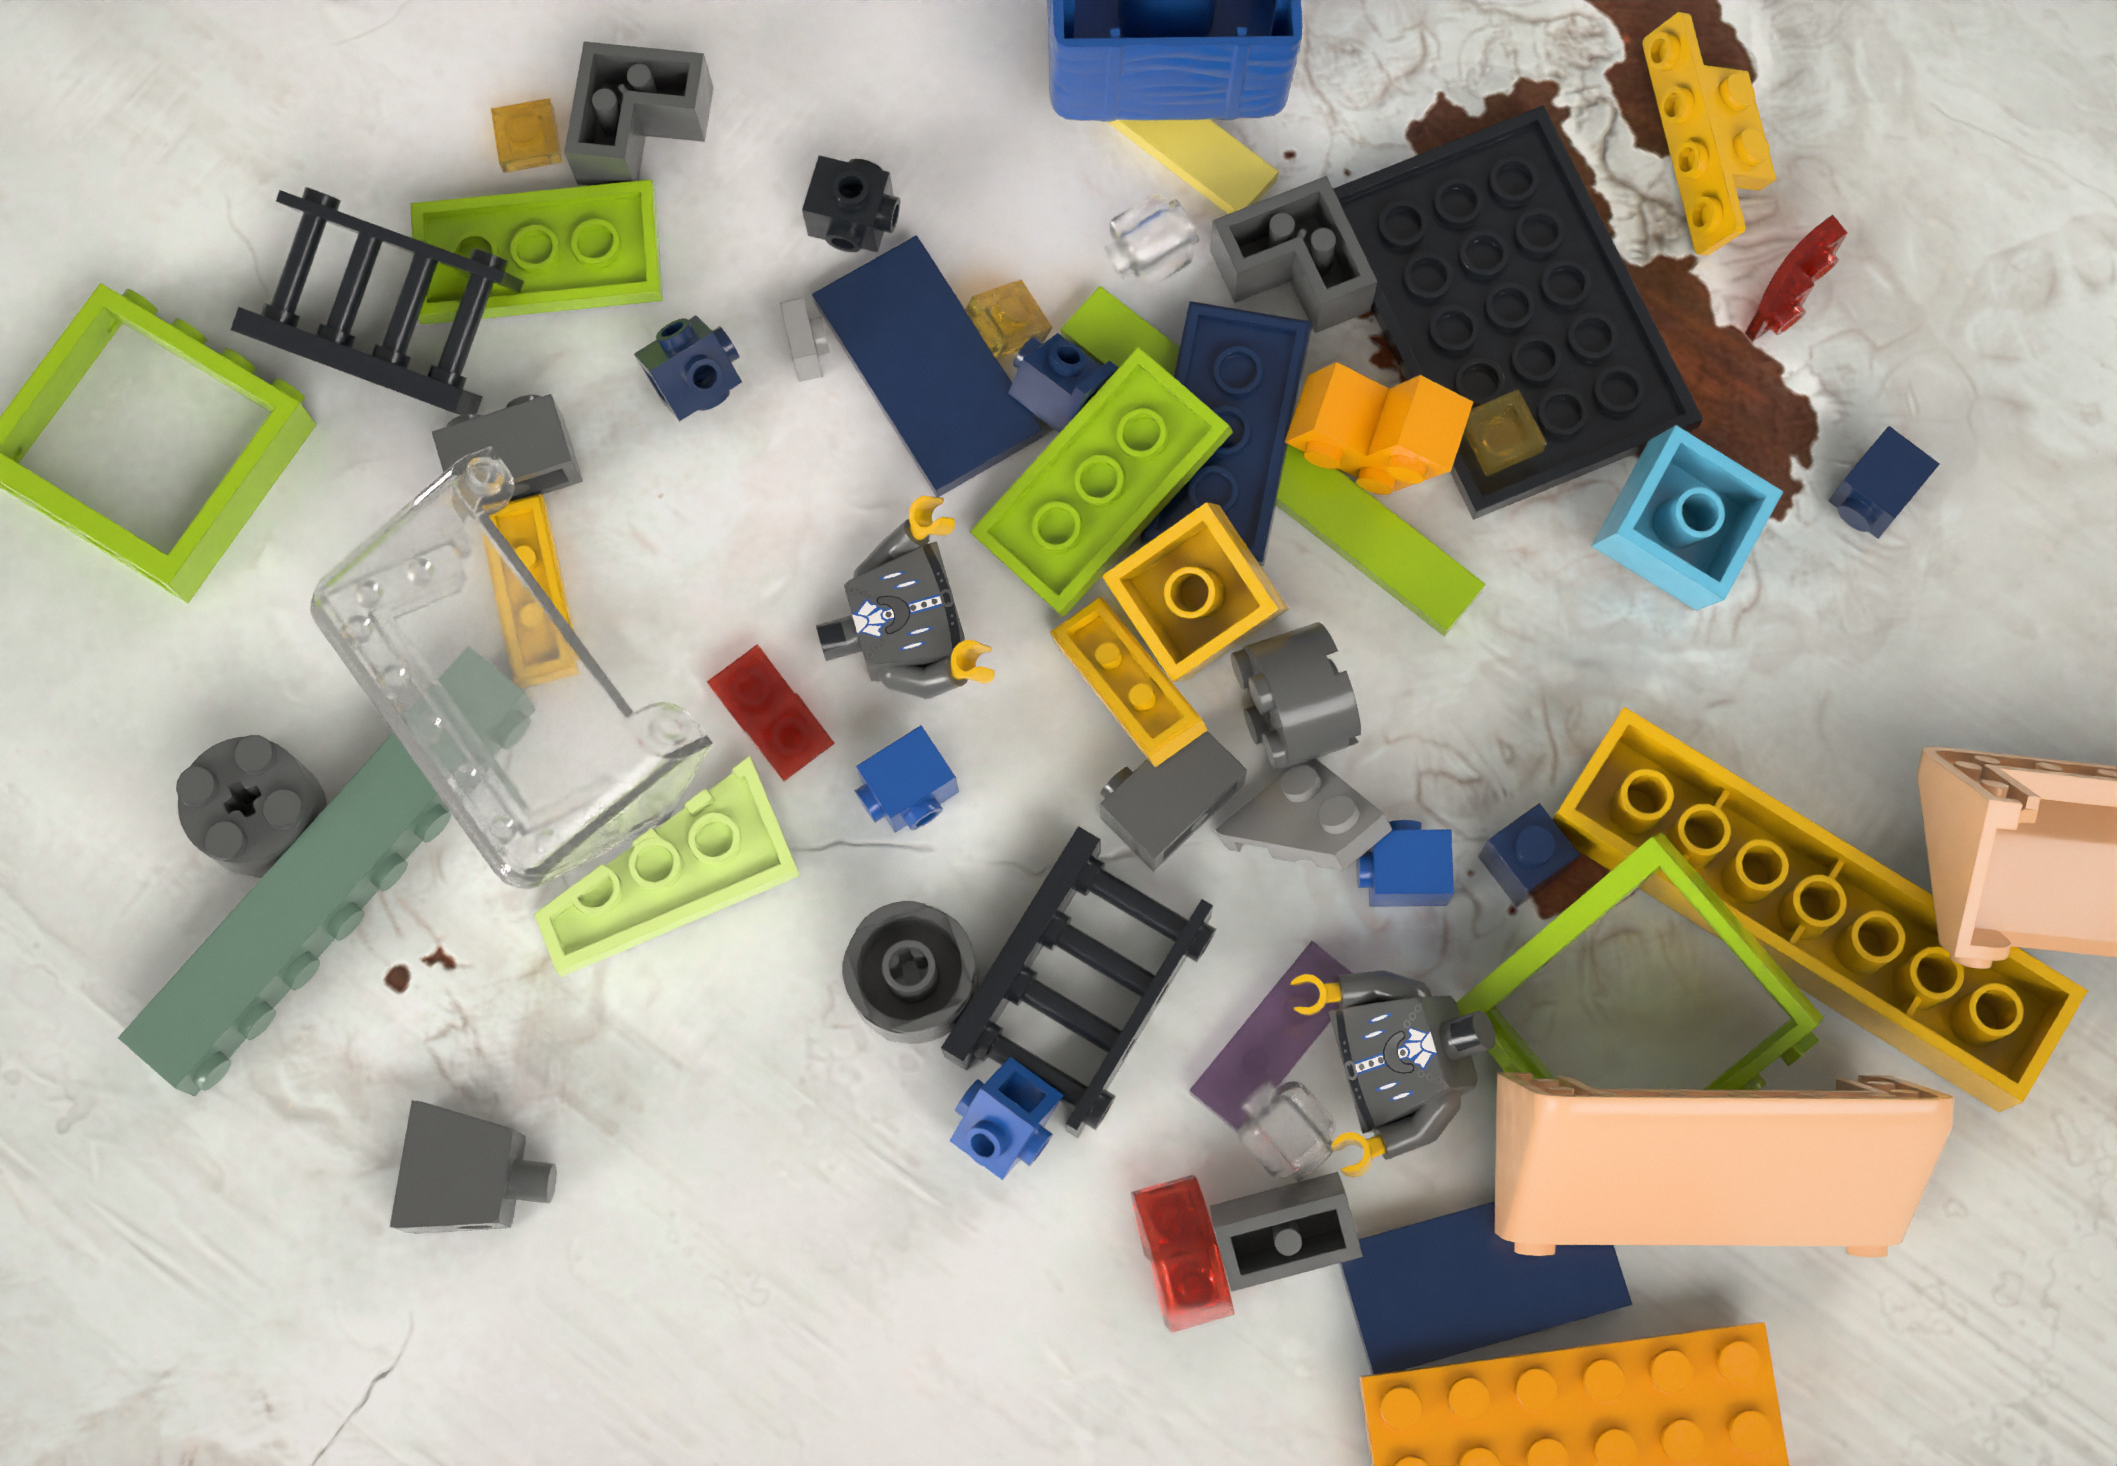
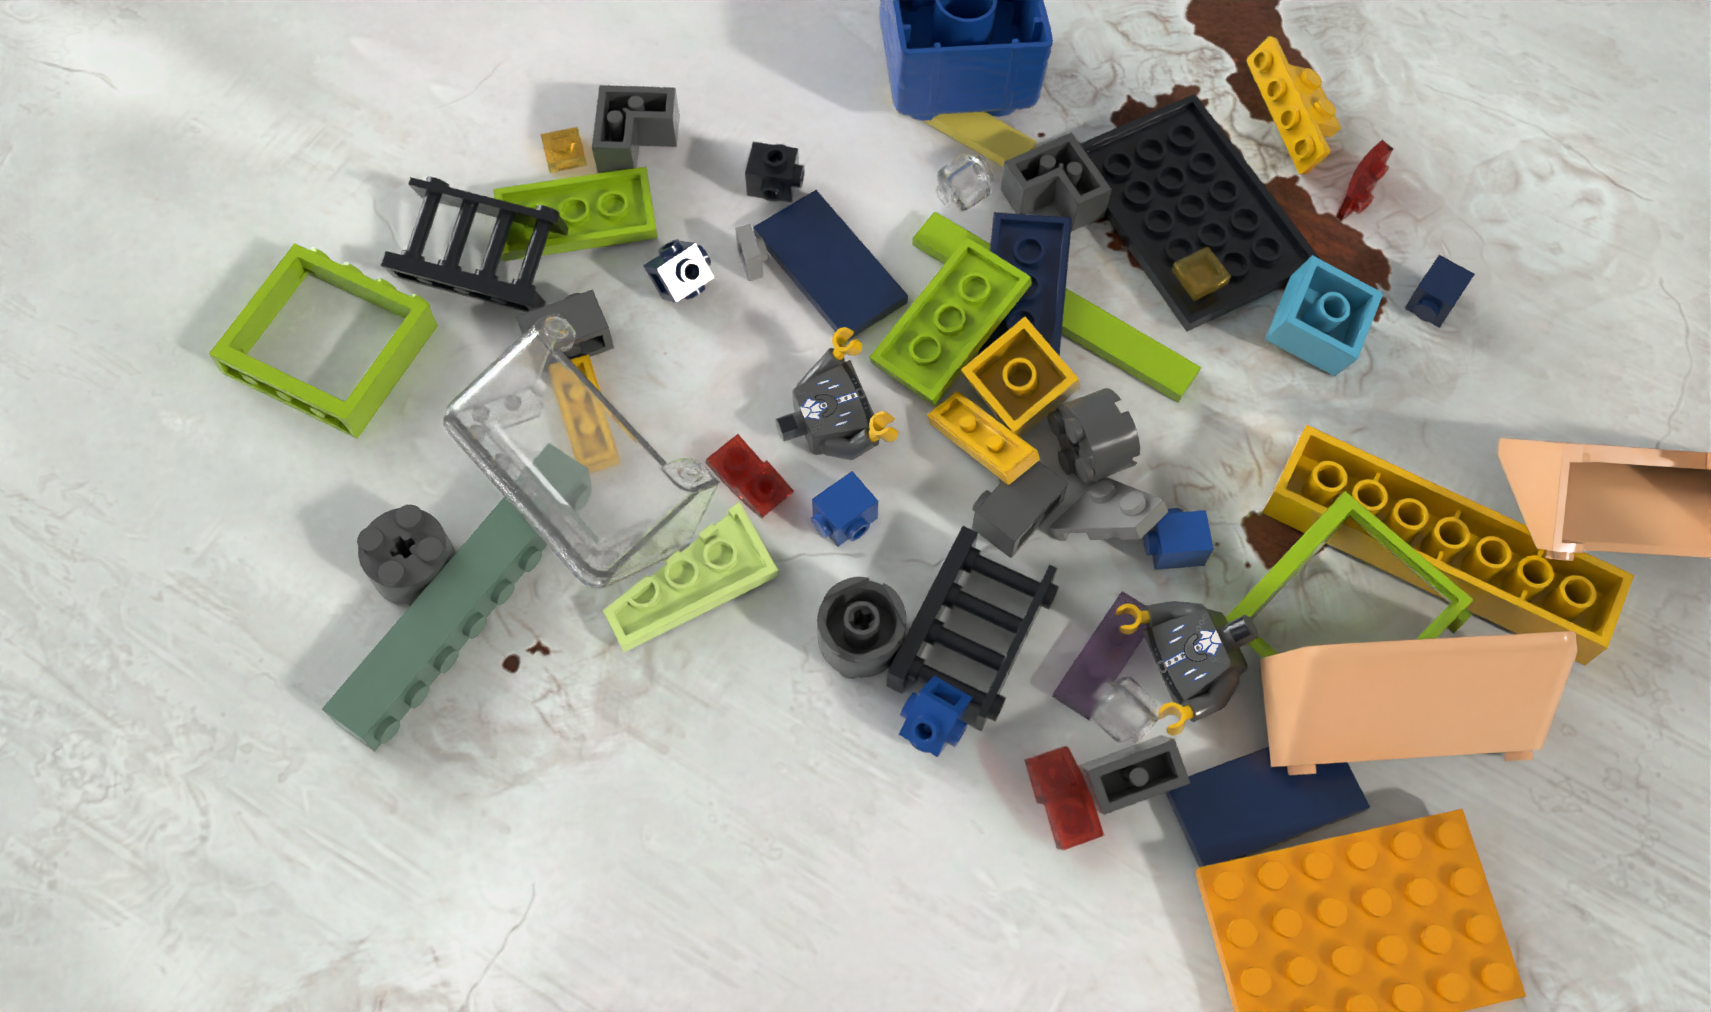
camera: 10 degrees left, 10 degrees down
(463, 1174) = (566, 784): dark grey torso -> none
(1007, 318) = (879, 233): clear yellow plate -> none
(1056, 379) = (914, 263): dark blue brick -> none
(1377, 431) = (1124, 279): light orange brick -> none
(1528, 855) = (1255, 525): dark blue brick -> none

